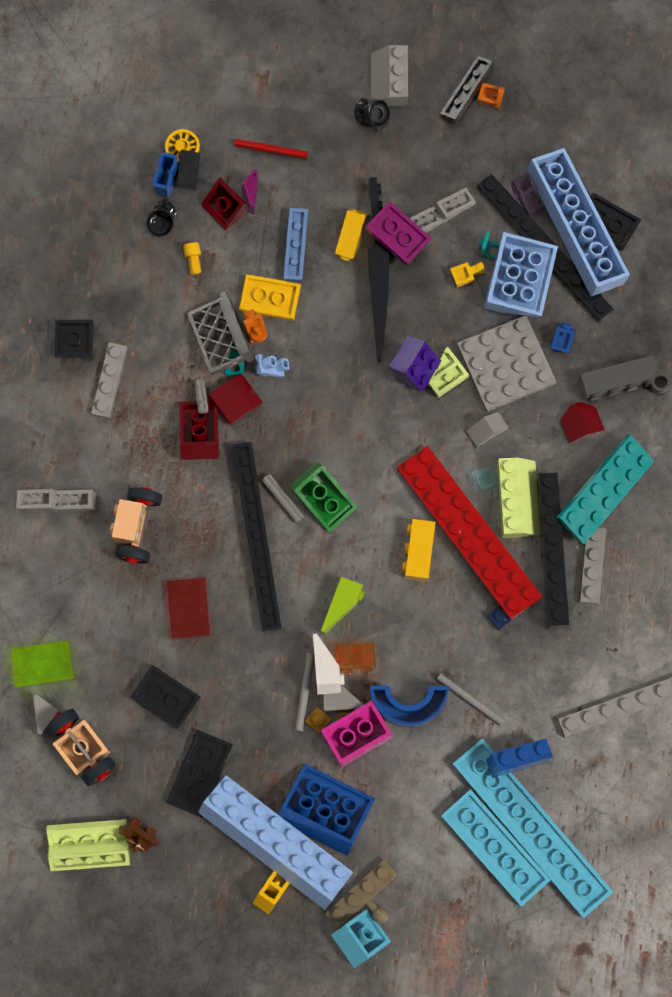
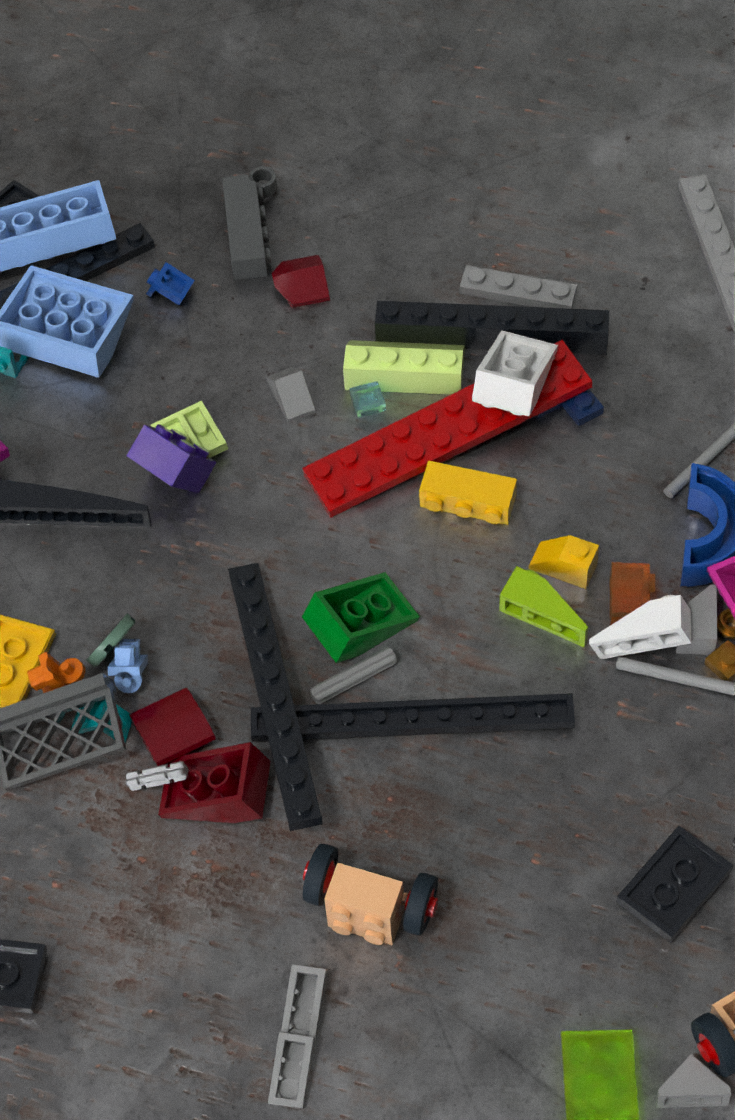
camera: 80 degrees left, 20 degrees down
(109, 380) = (96, 925): light grey plate -> none
(188, 608) = (522, 836): clear red plate -> none
(260, 453) = (275, 698): none -> black plate
(283, 352) = (111, 640): none -> sand green tile
(377, 615) = (566, 559): none -> yellow slope
(465, 274) = (40, 392): yellow plate -> none
(505, 566) = (513, 373): none -> white slope
(506, 363) = (192, 359): light grey plate -> none
(605, 489) = (411, 252): teal plate -> none

